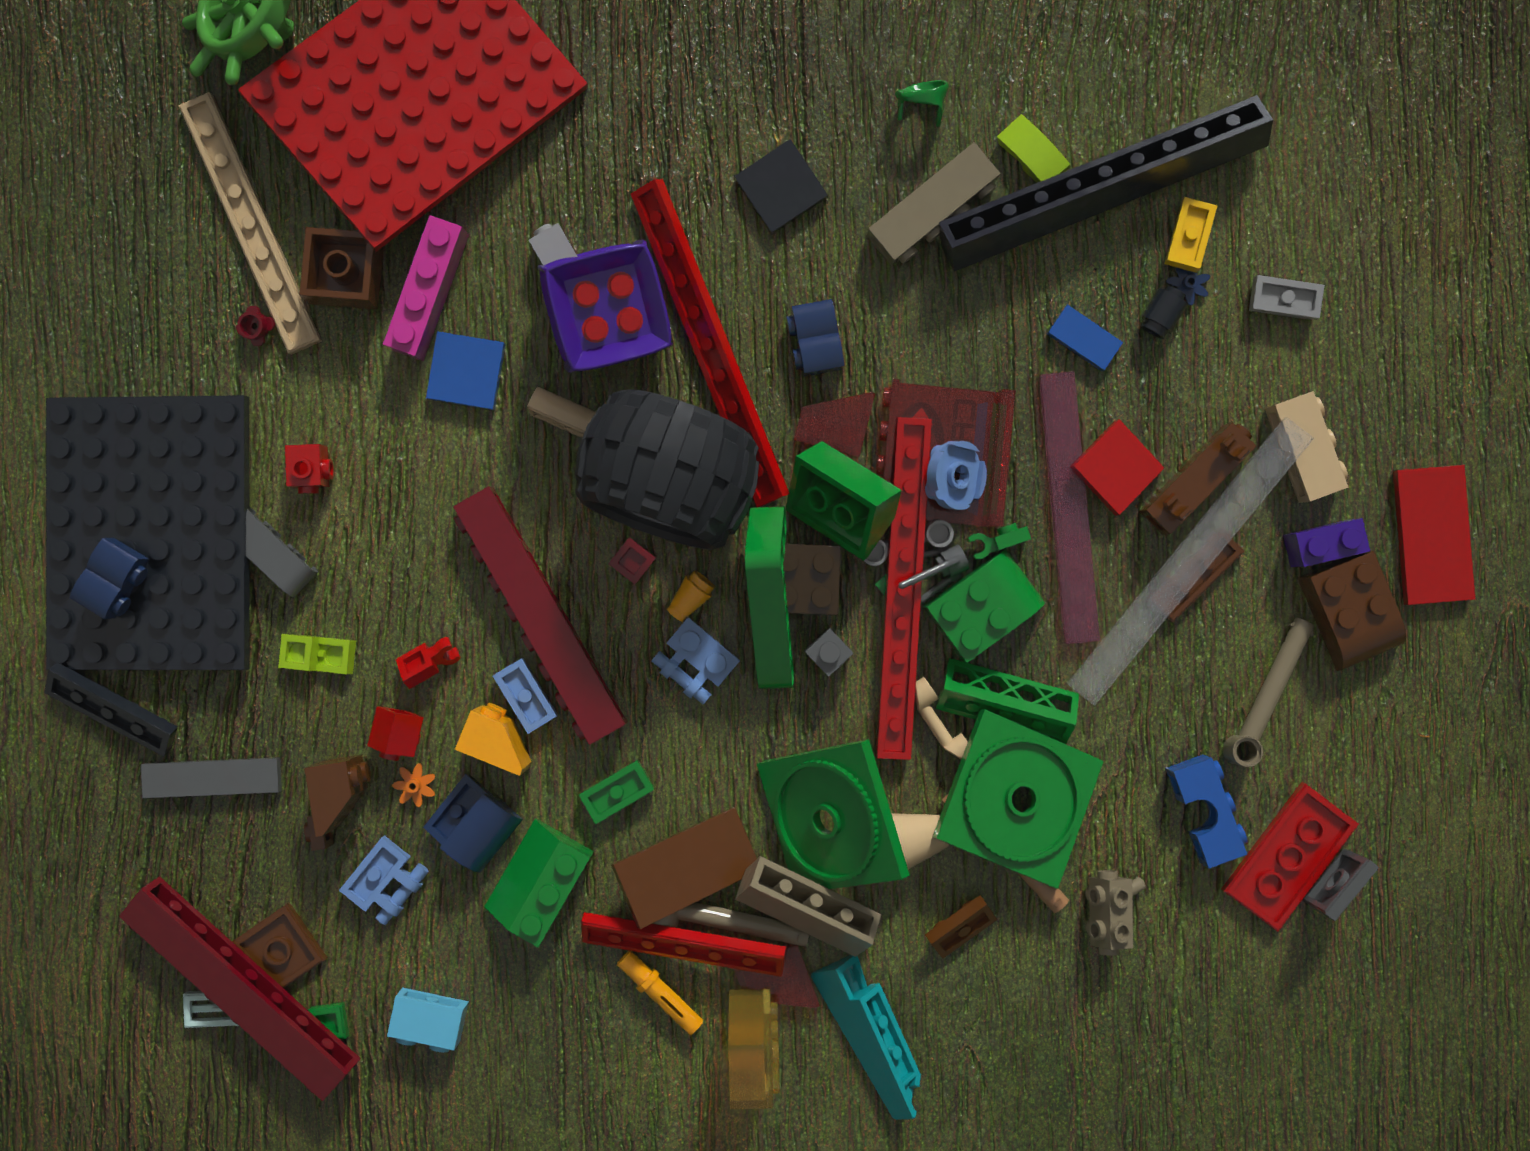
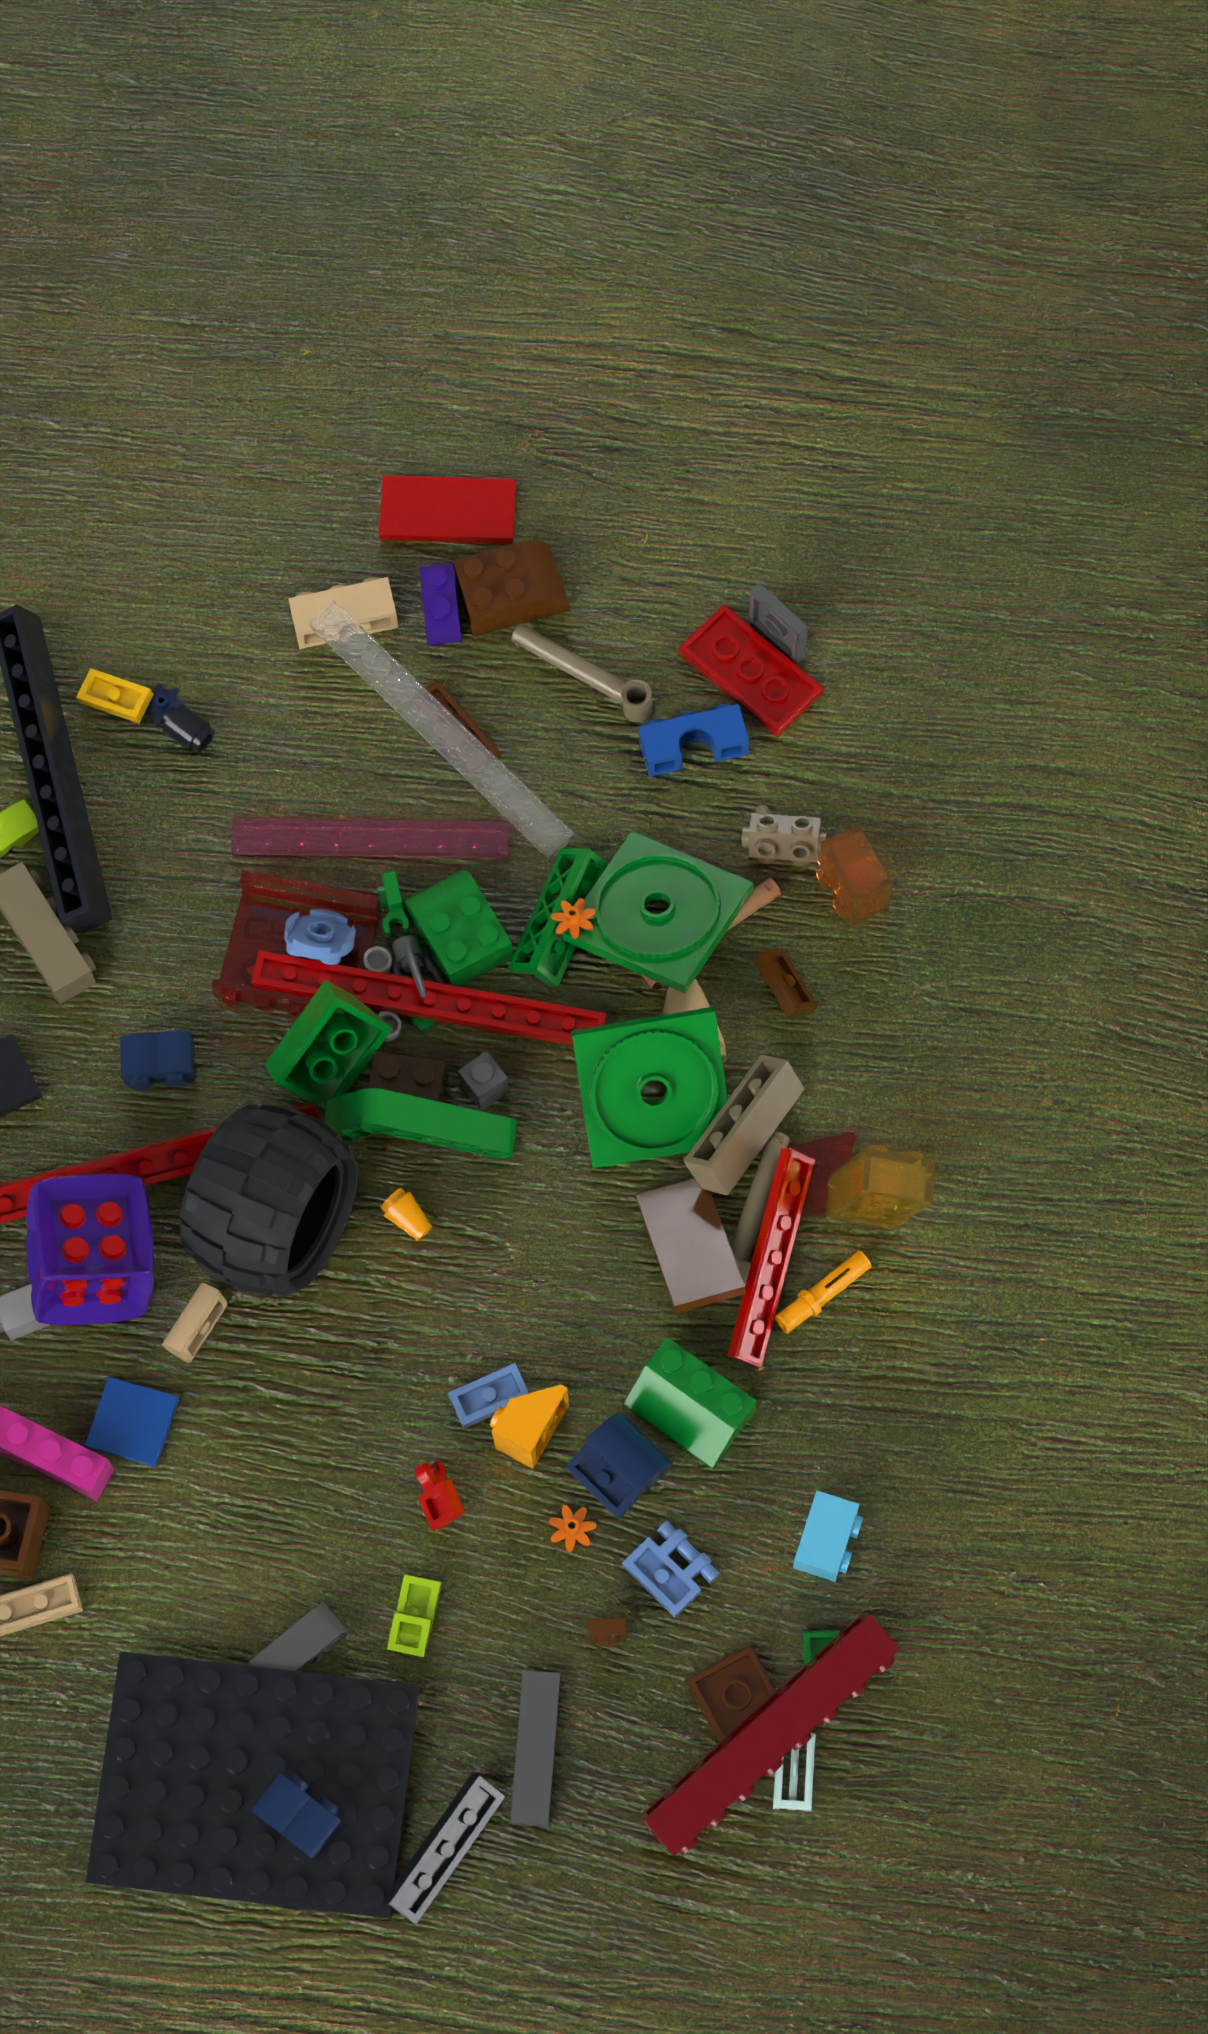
camera: 80 degrees left, 20 degrees down
(246, 322) = (45, 1630): dark red plate -> none
(308, 467) = (209, 1597): red brick -> none
(335, 789) = (562, 1597): reddish brown slope -> none
(395, 733) = (510, 1533): red brick -> none
(539, 614) = (405, 1369): dark red brick -> none
(616, 791) = (604, 1312): green plate -> none
(632, 561) = (361, 1269): dark red plate -> none
(703, 653) = (468, 1211): medium blue plate -> none
(837, 423) = (246, 1050): clear red wing -> none
(871, 1032) = (888, 1083): teal wedge -> none
(924, 698) = (542, 991): tan bar -> none
(993, 720) = (573, 918): none -> orange plant
(1076, 985) = (853, 876): none -> clear orange brick
(1084, 338) = (201, 805): blue tile -> none
(1117, 467) = (336, 787): red tile -> none
(1198, 478) = (359, 714): reddish brown brick -> none
(1286, 297) = (192, 616): light grey plate -> none

